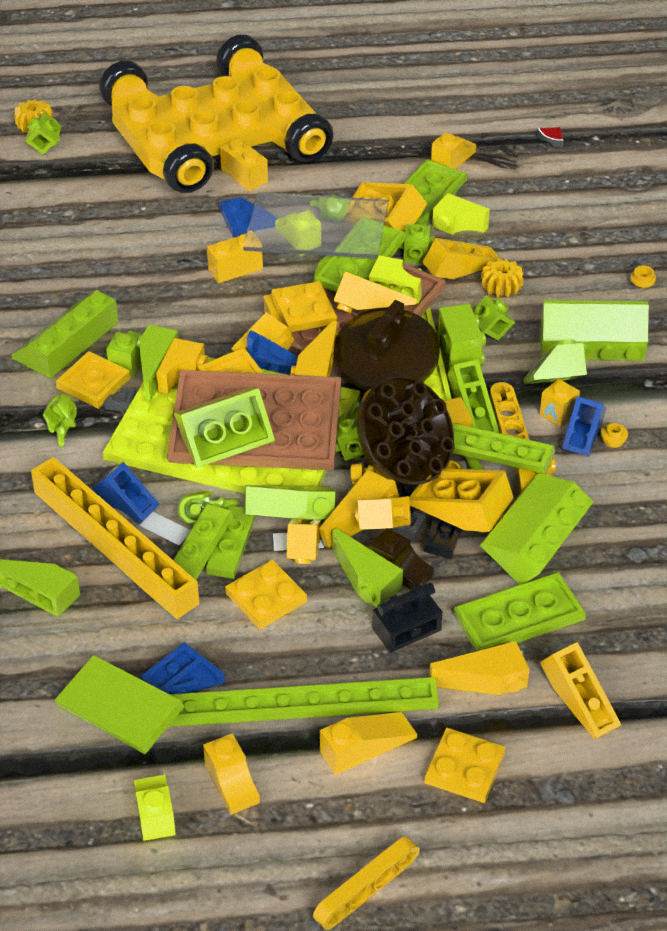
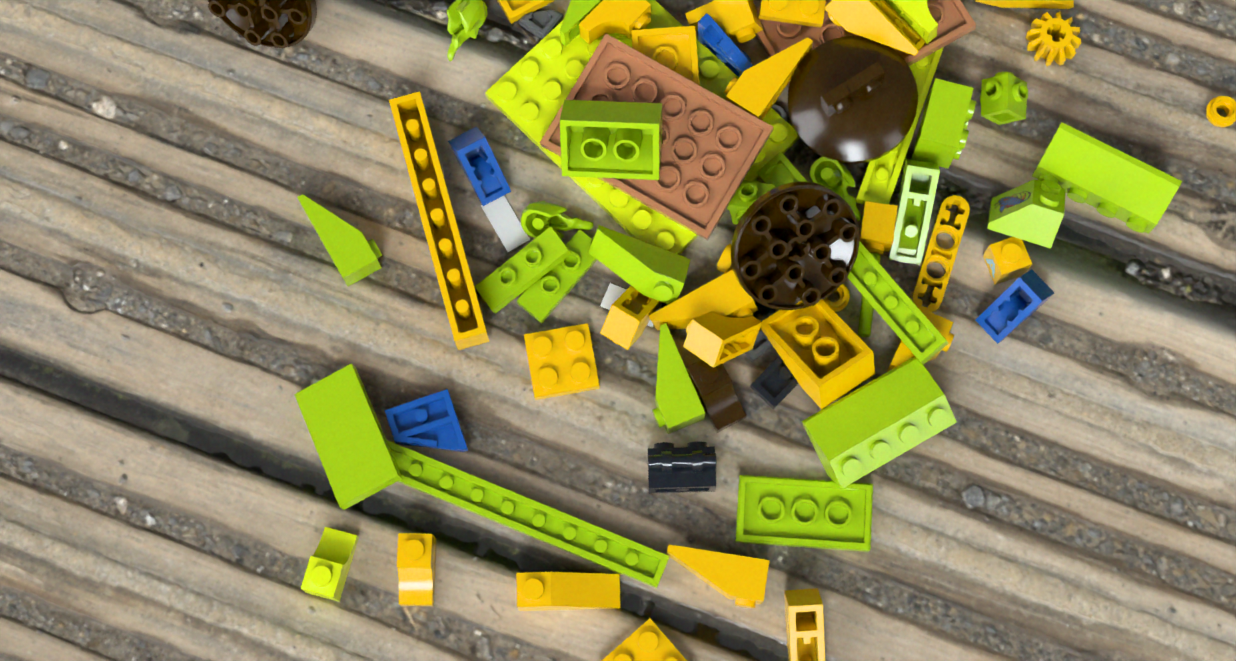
camera: 30 degrees right, 30 degrees up
(614, 435) = (1041, 336): yellow plate -> none

